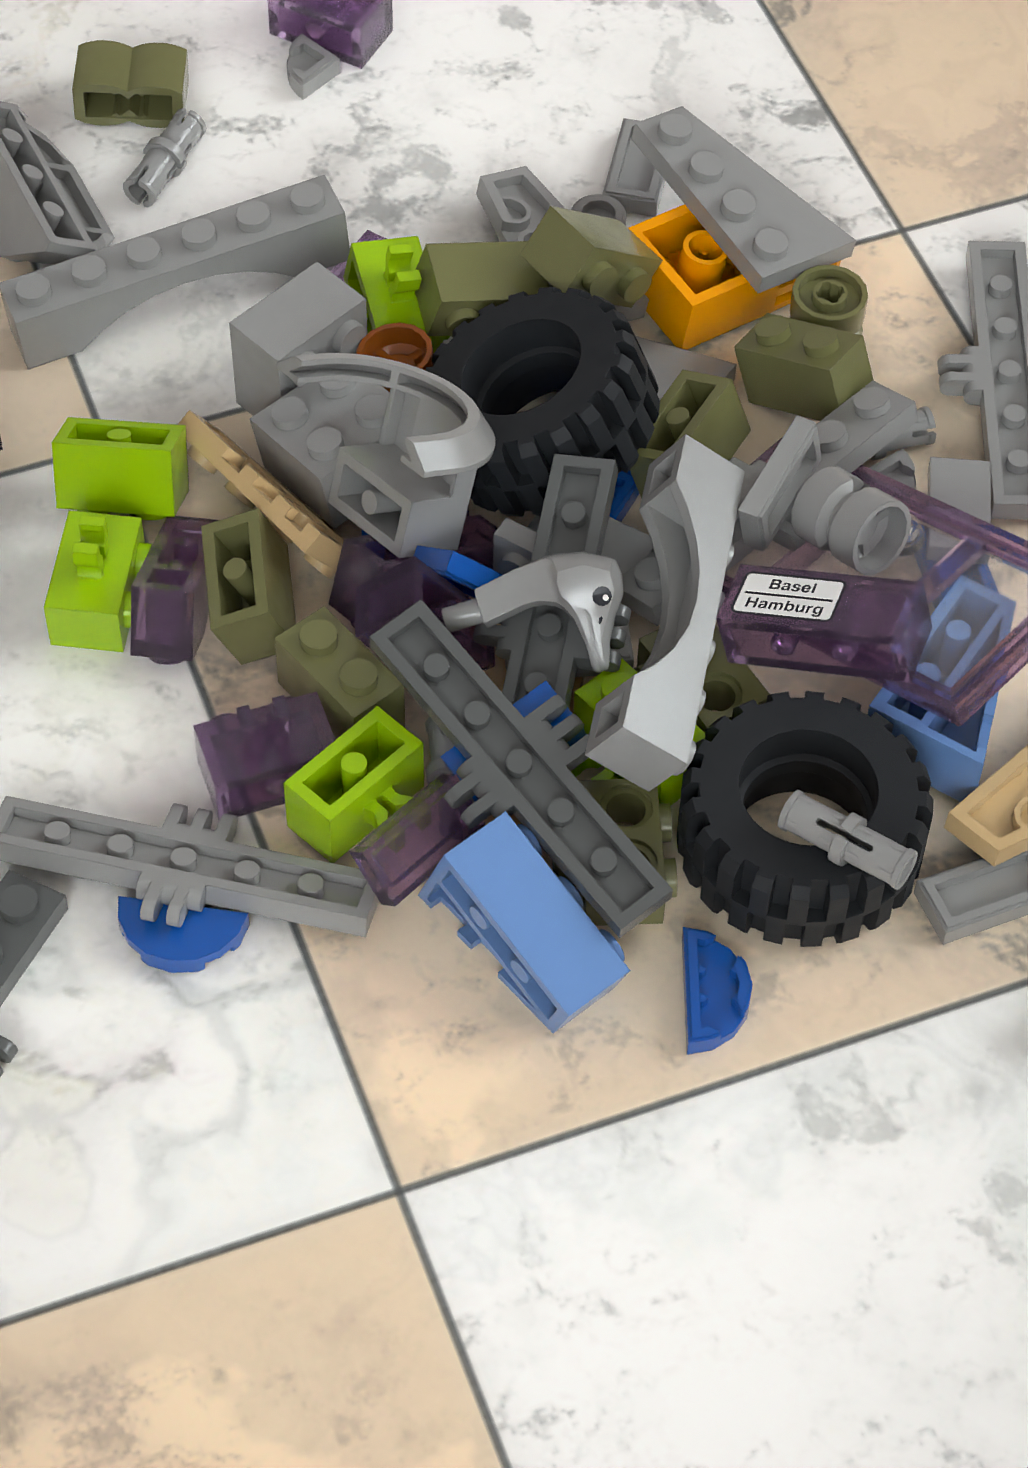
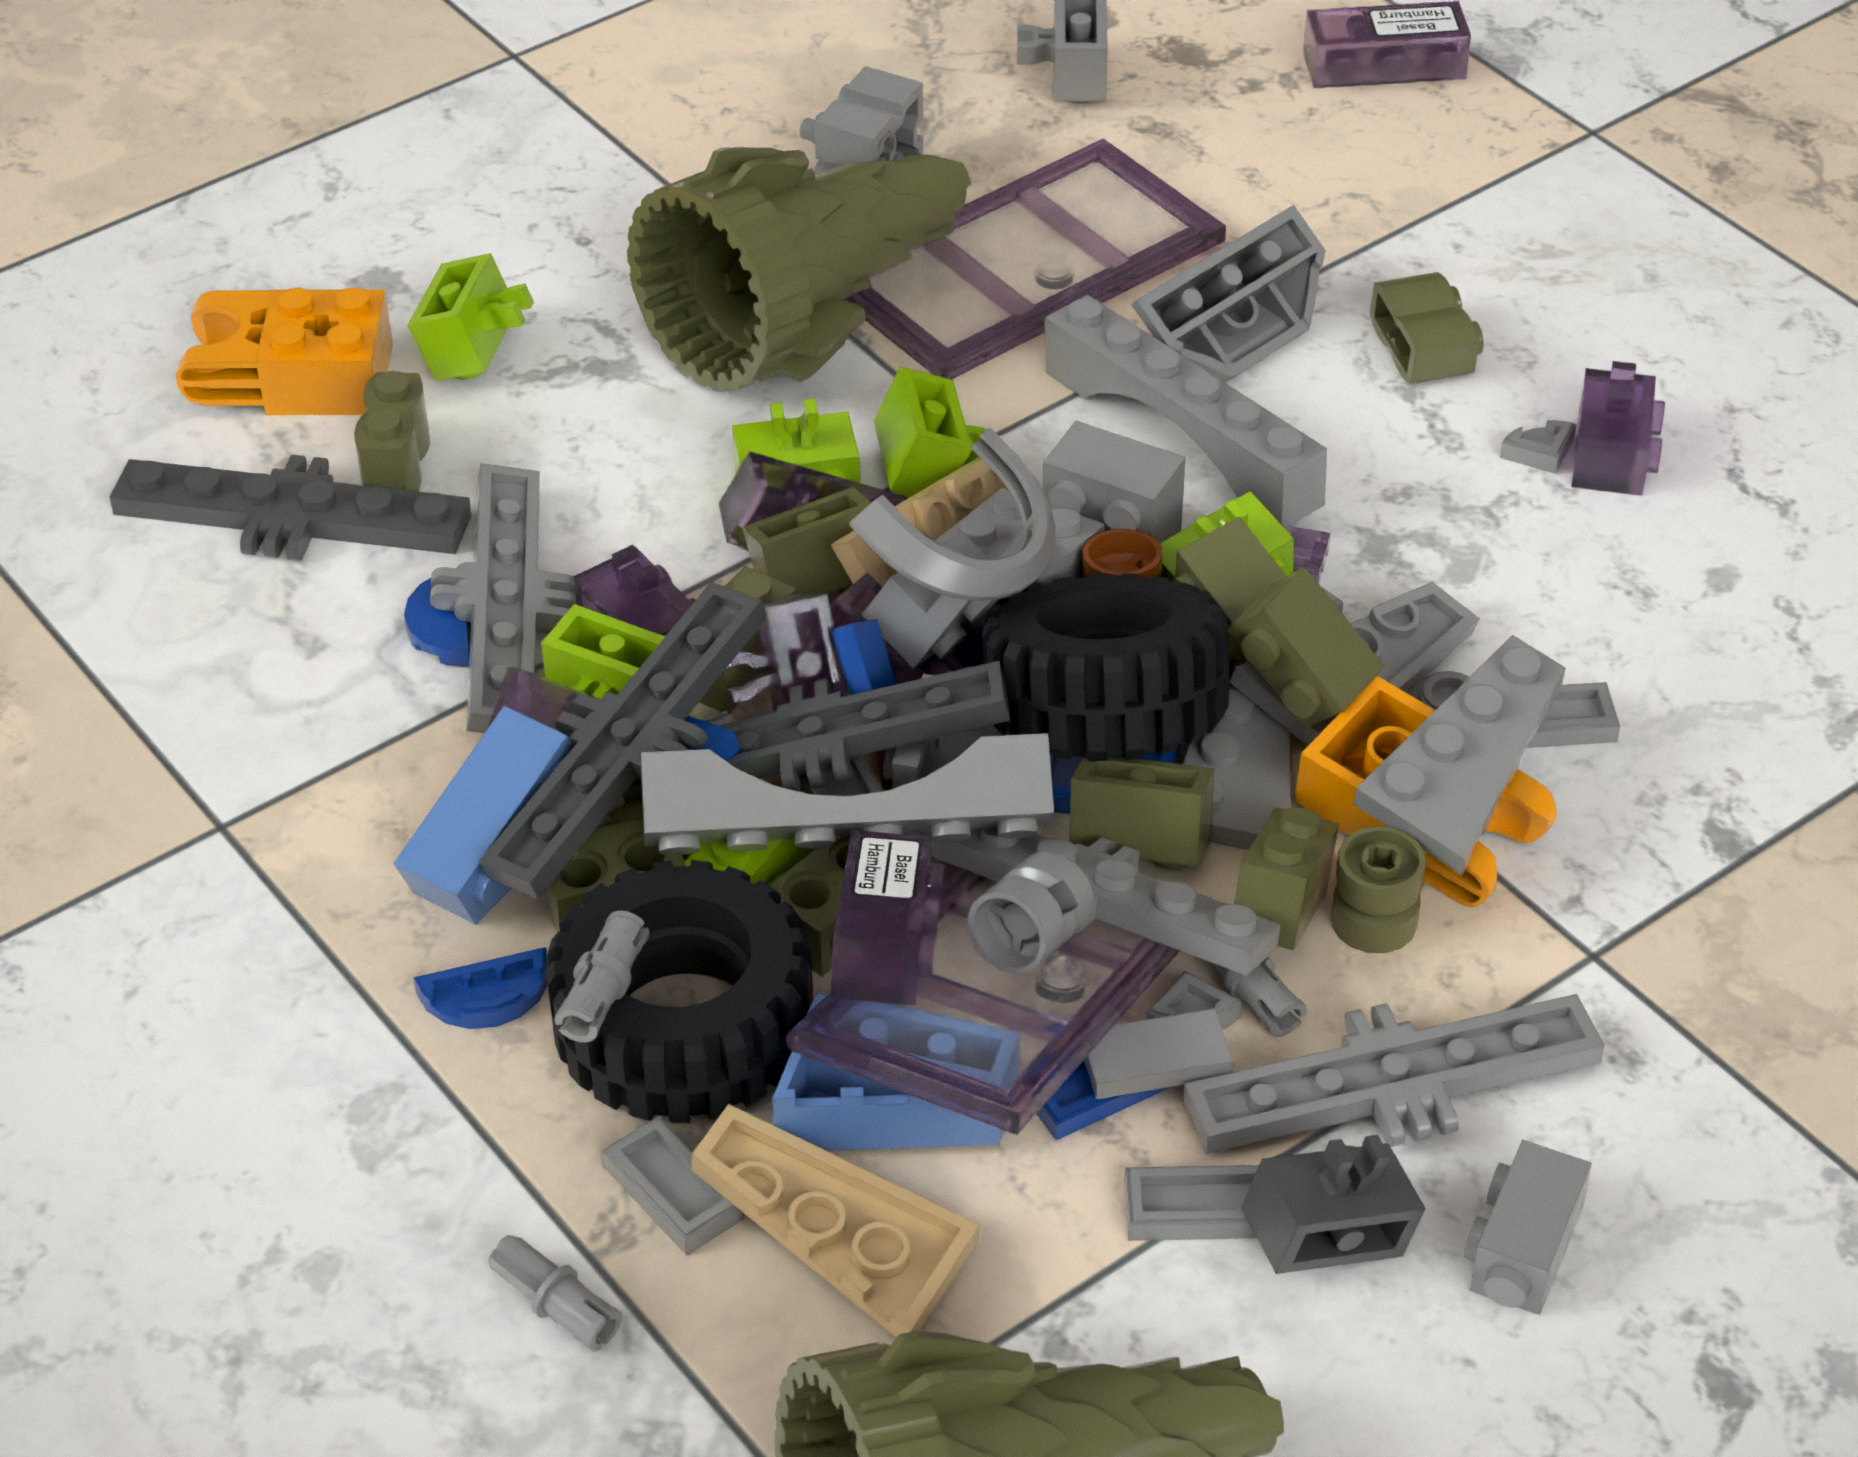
camera: 75 degrees right, 10 degrees down
(164, 157) = (1348, 378): light grey pin -> none
(577, 582) = (824, 712): light grey animal -> none
(779, 484) = (1091, 843): light grey tile -> none

